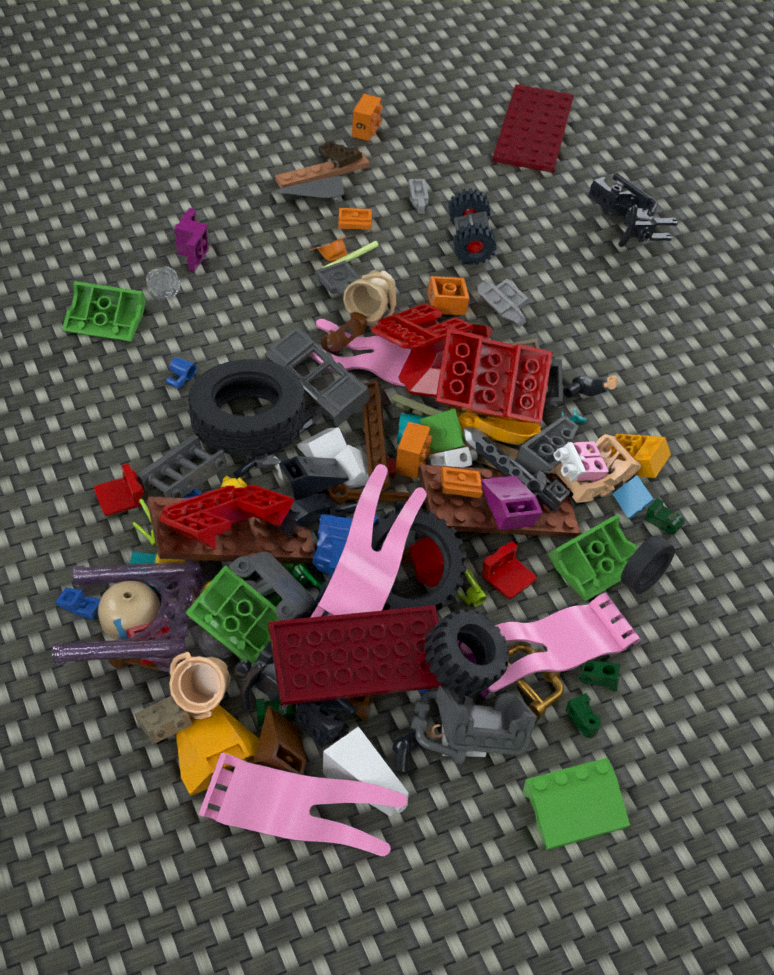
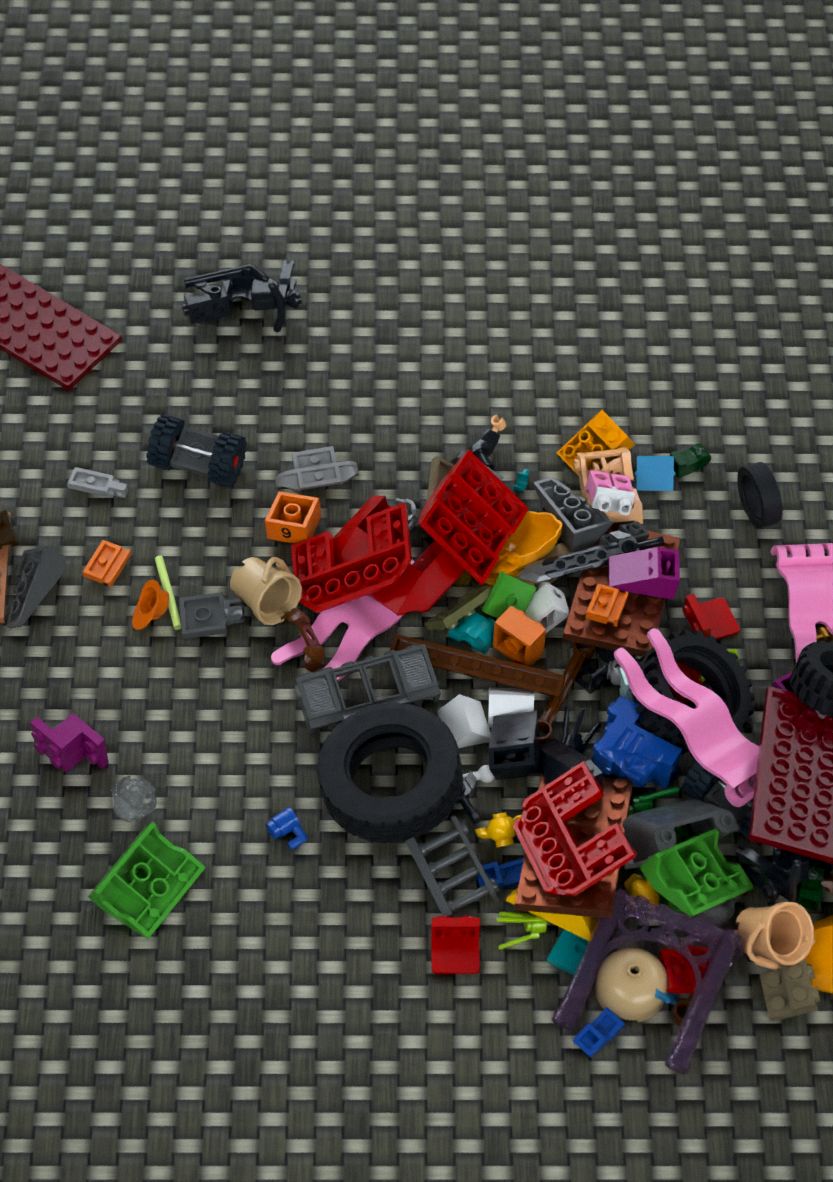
camera: 65 degrees left, 5 degrees up
(594, 558) = (718, 537): bright green piece -> none

